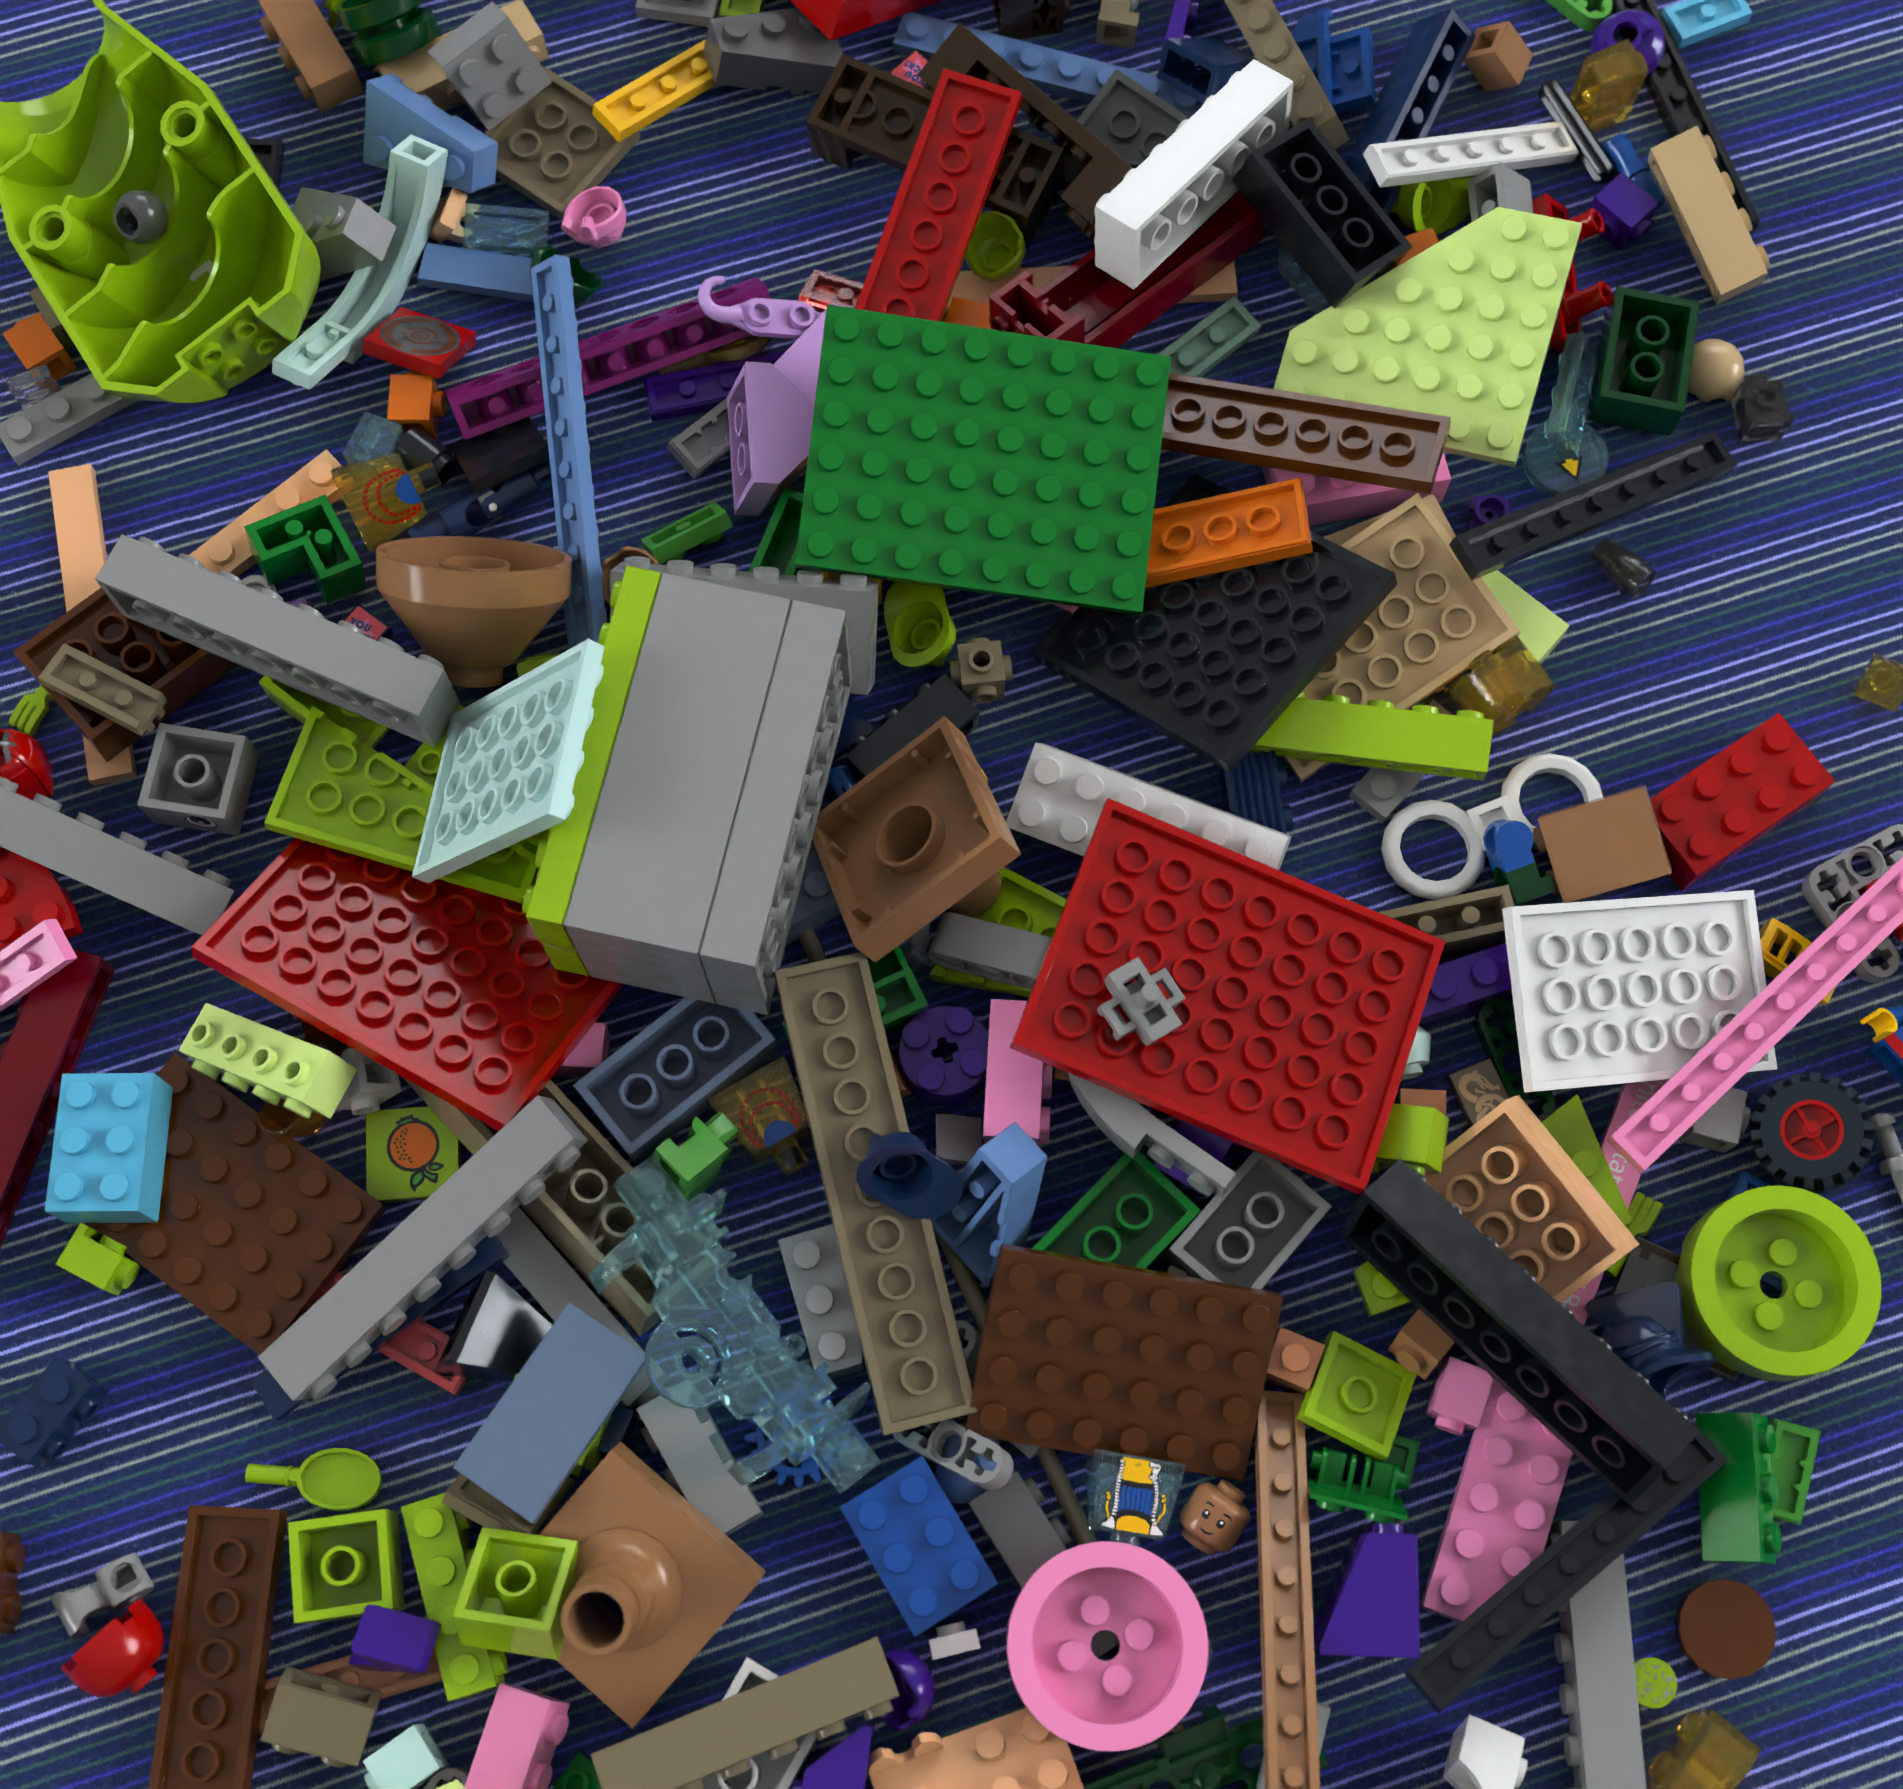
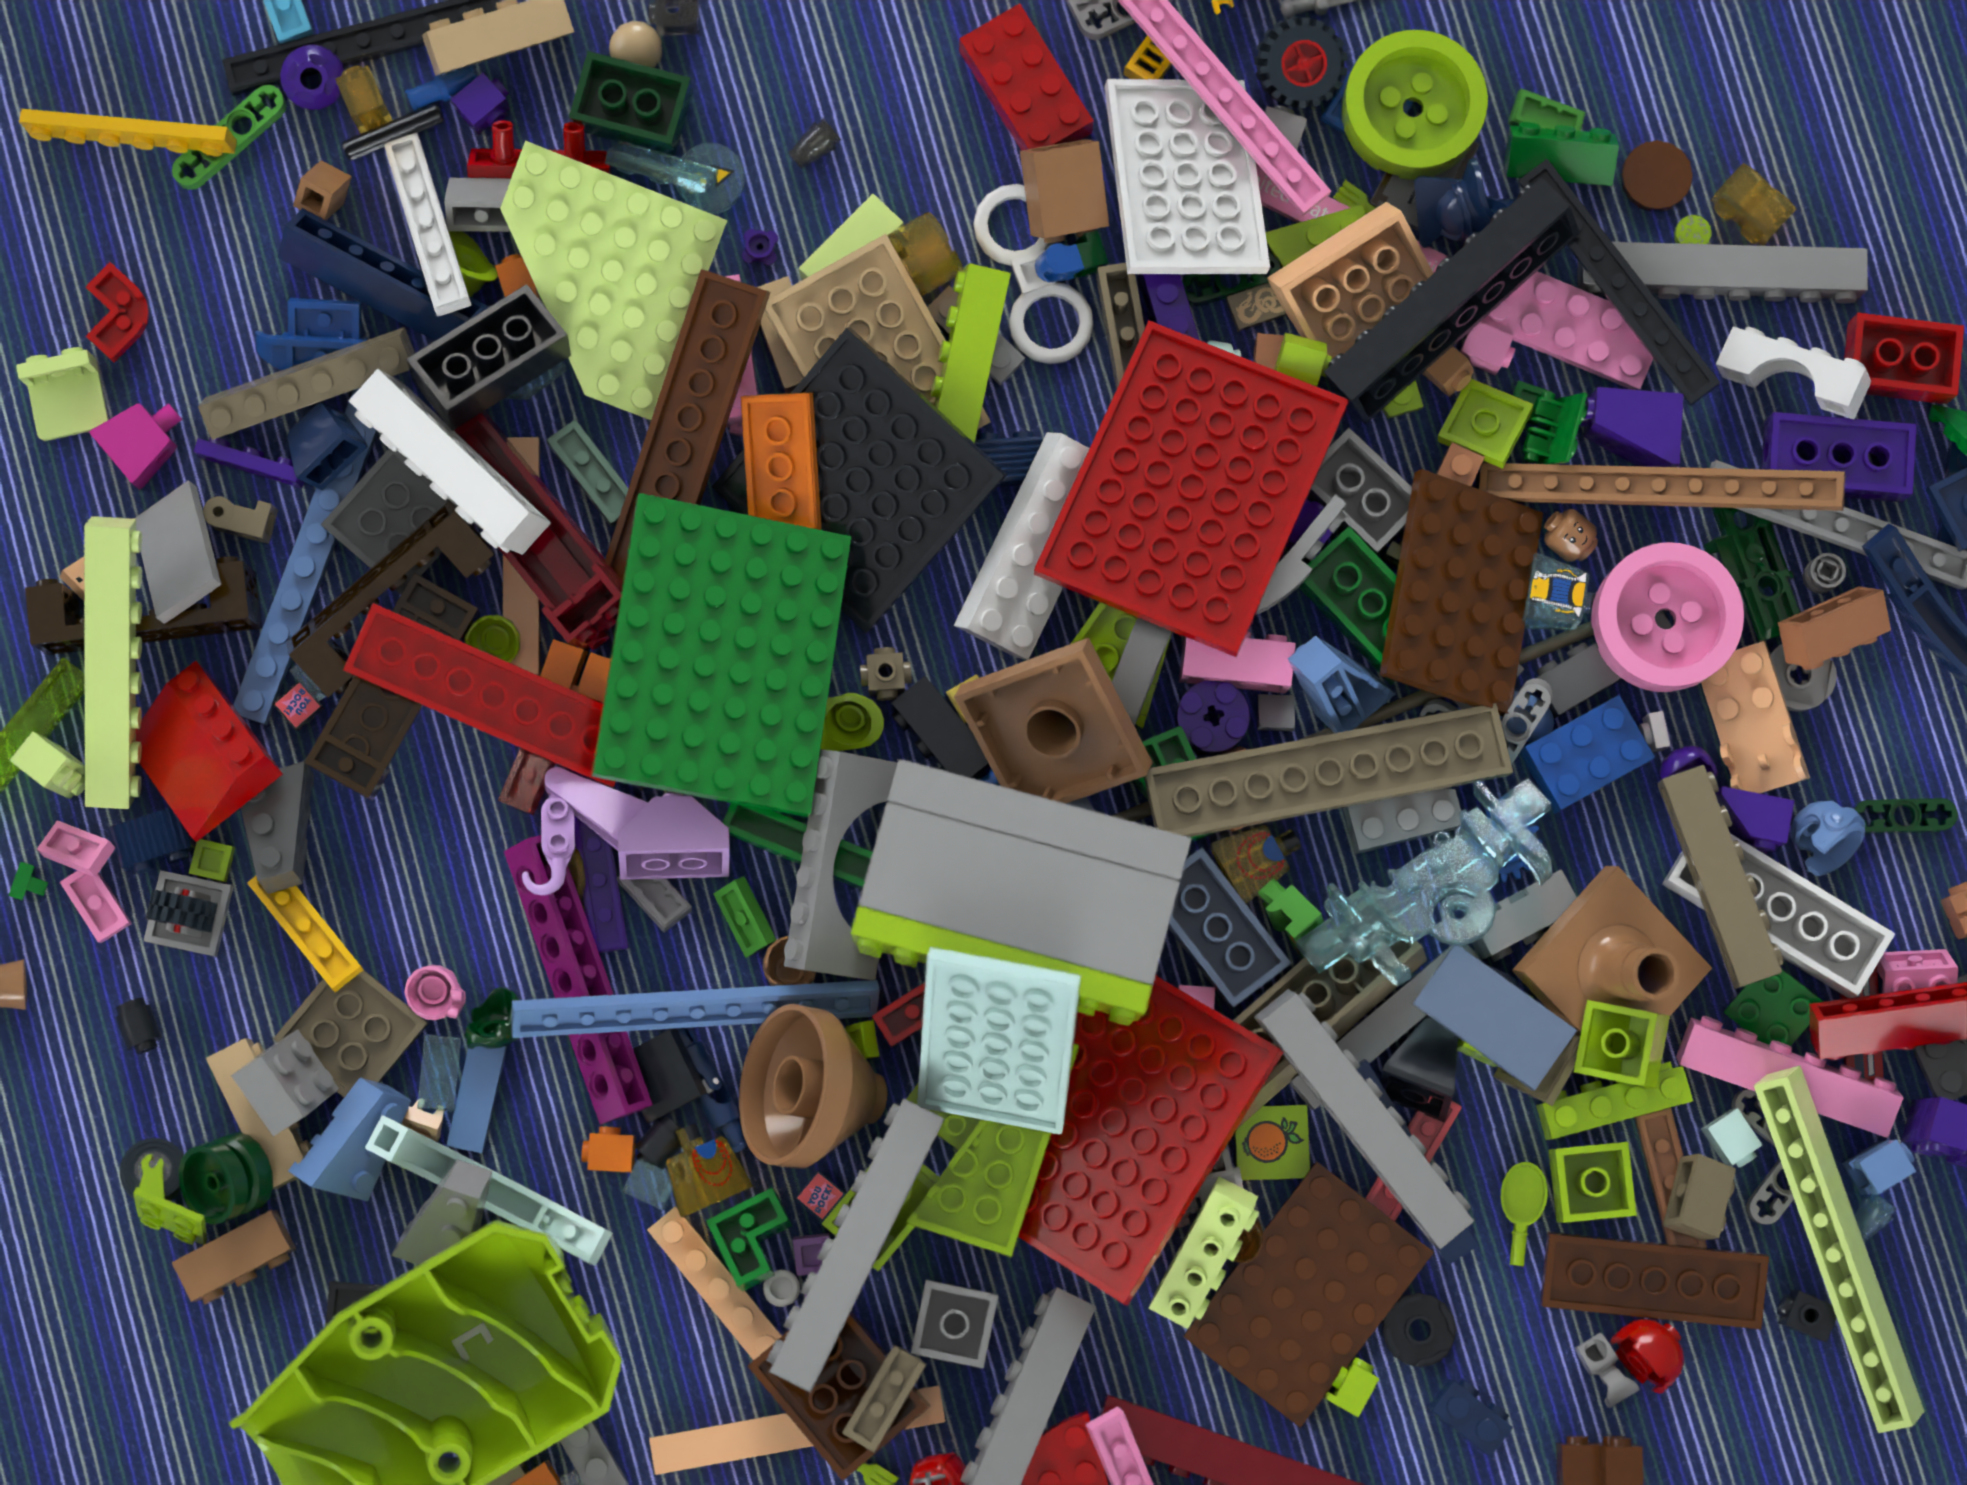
camera: 90 degrees left, 10 degrees up
(109, 1148) = (1270, 1376): medium azure brick -> none
(140, 217) = (438, 1386): dark grey piece -> none
(191, 1367) = (1440, 1335): none -> black tile
(393, 1641) = (1651, 1141): dark purple slope -> none
(419, 342) = (552, 1147): tile -> none
(908, 1177) = (1326, 743): dark blue piece -> none
(1140, 998) = (1212, 551): light grey piece -> none
(1591, 505) = (770, 161): black plate -> none

